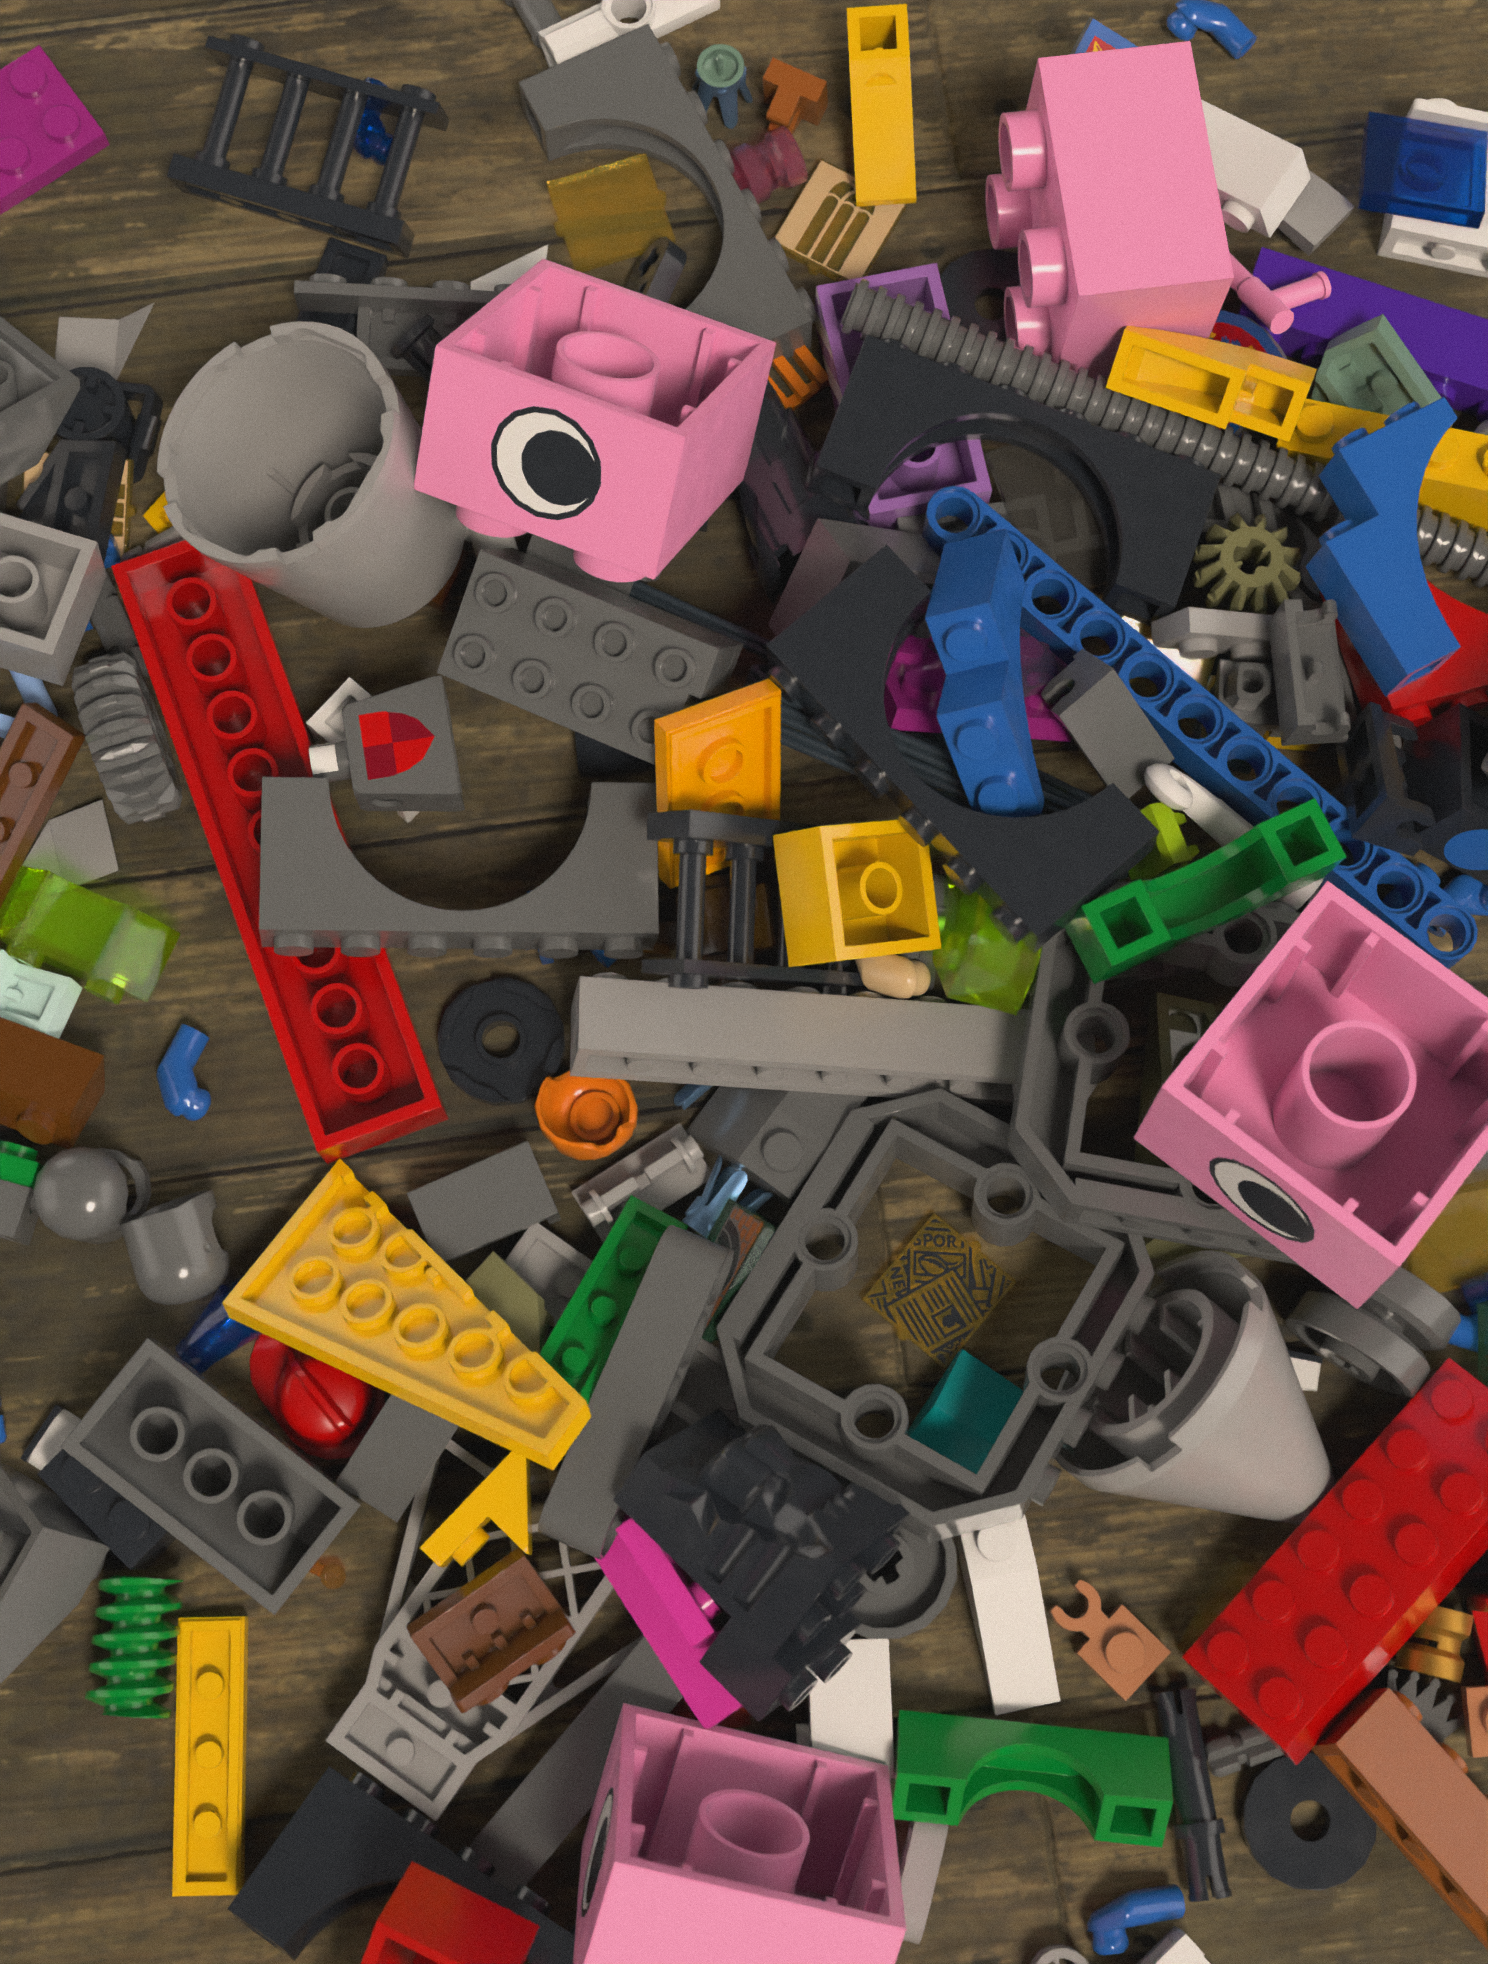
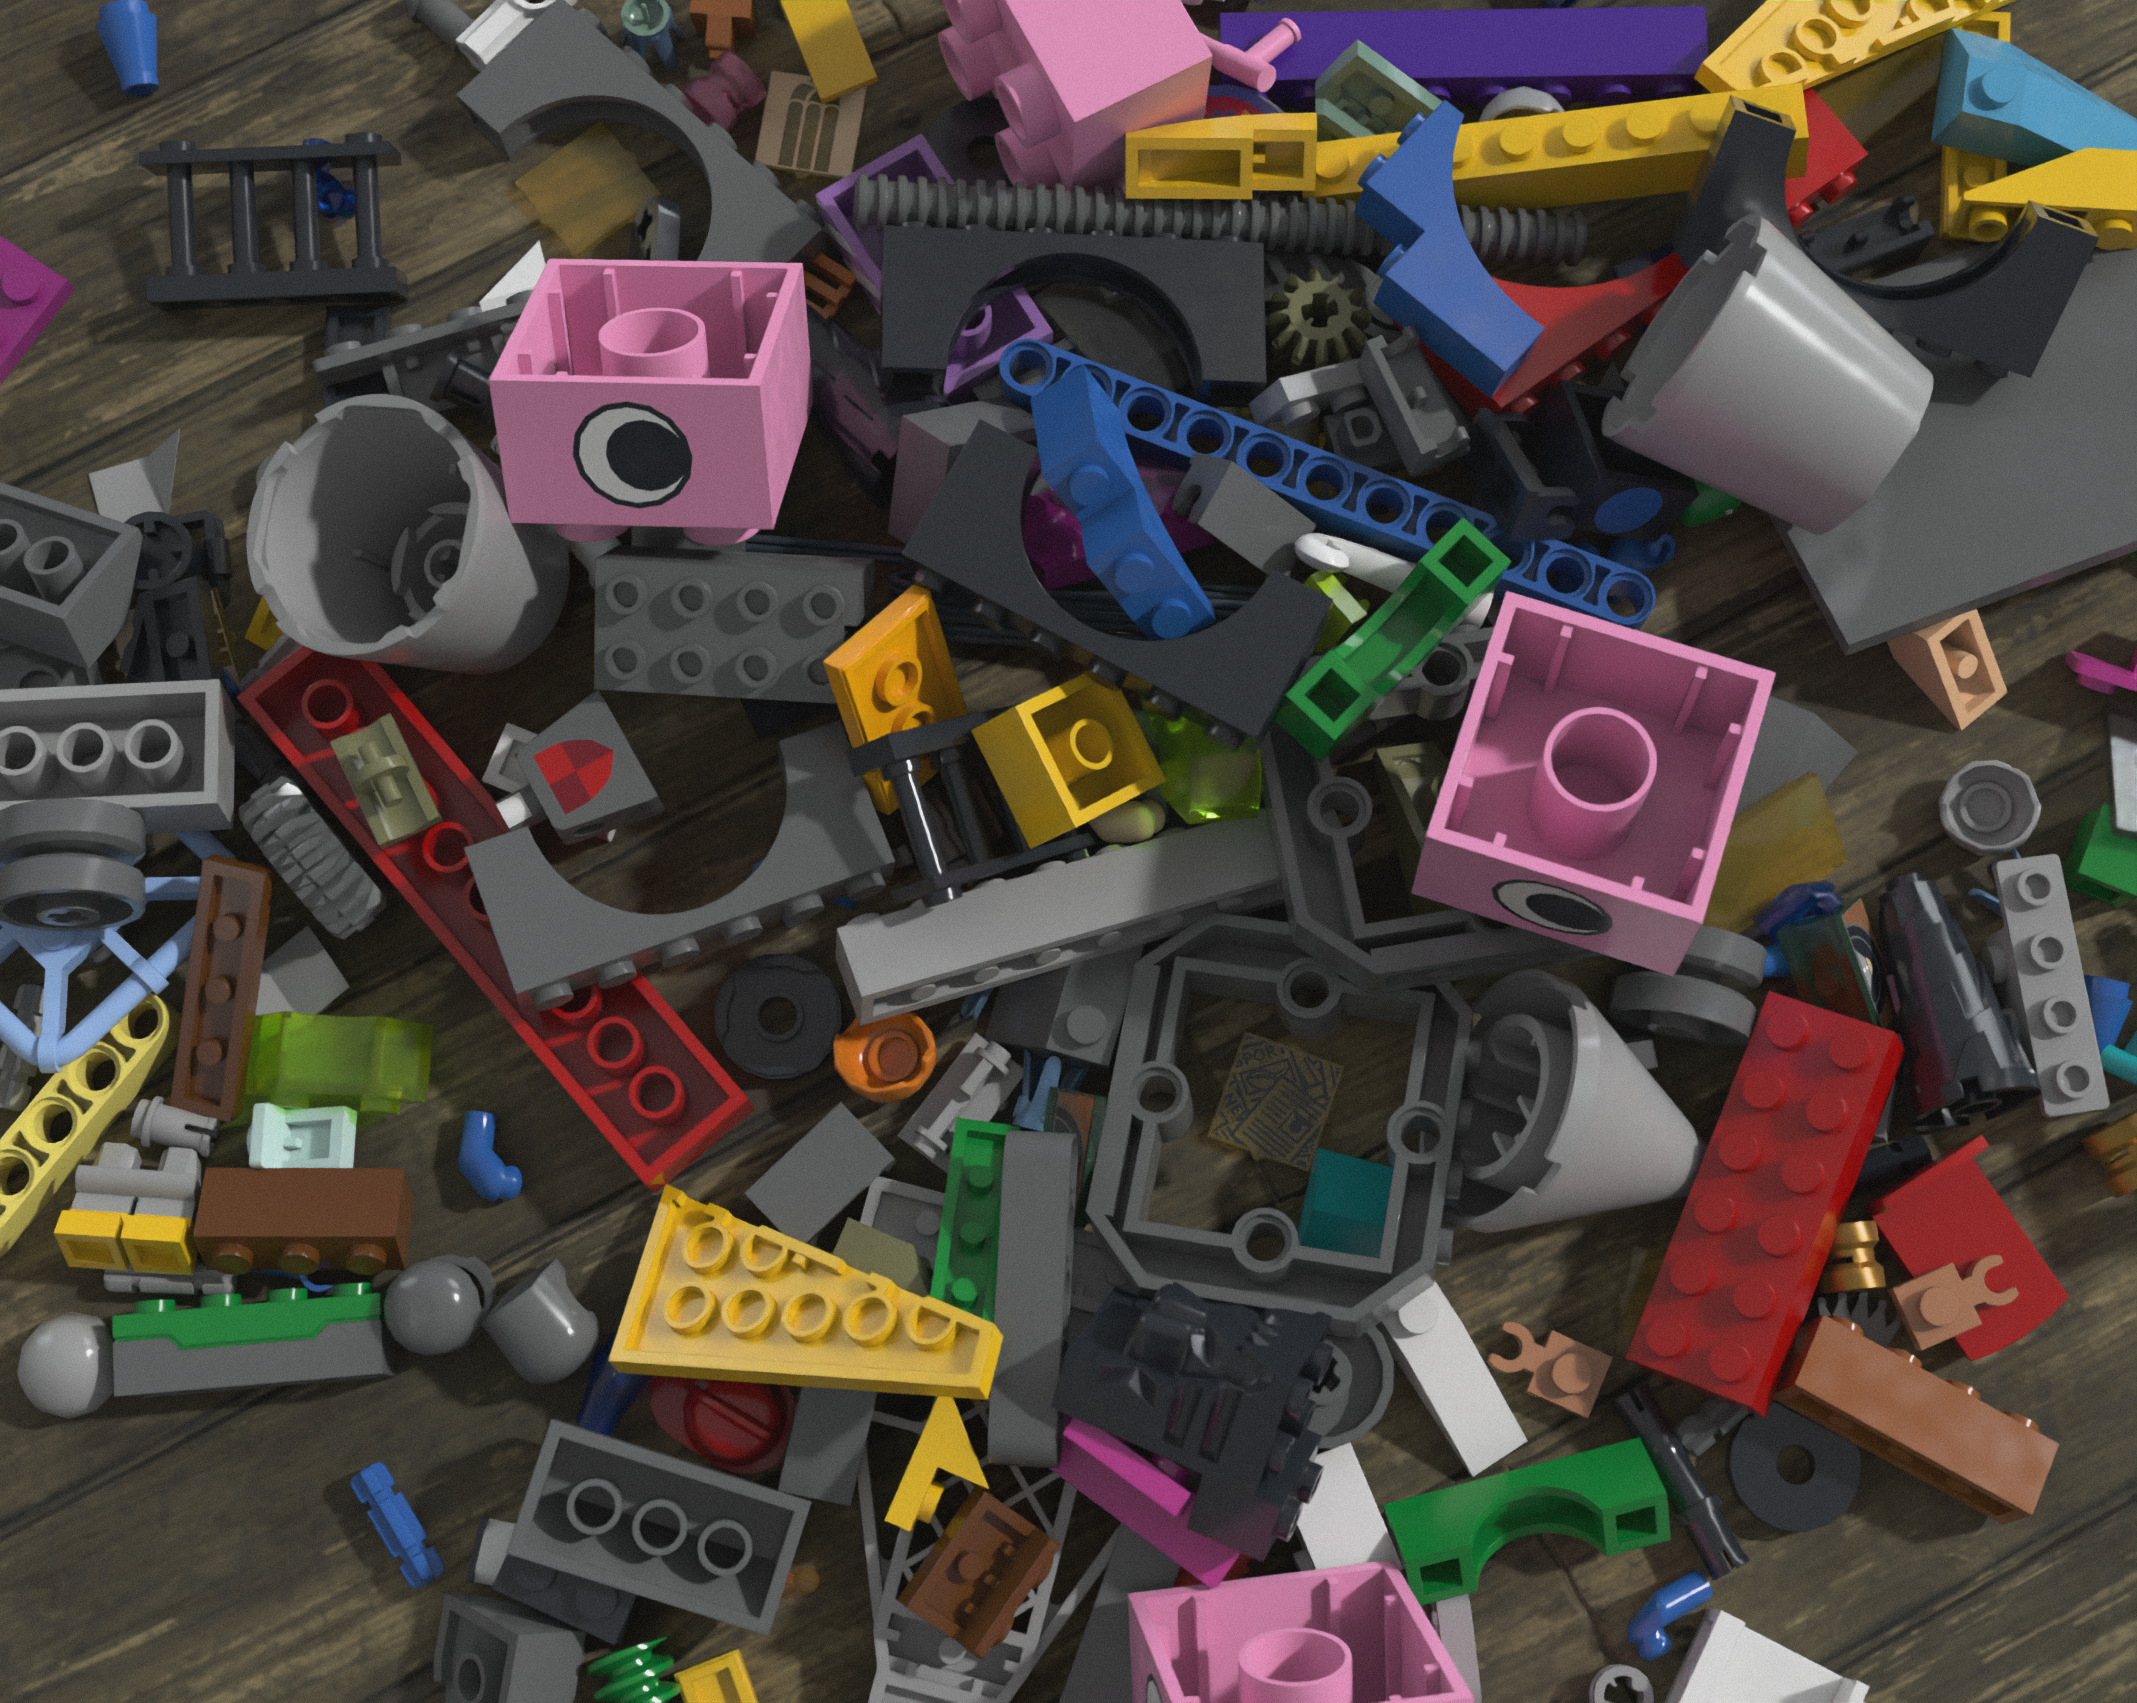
camera: 20 degrees left, 0 degrees up
(215, 691) = (386, 781): none -> olive hips

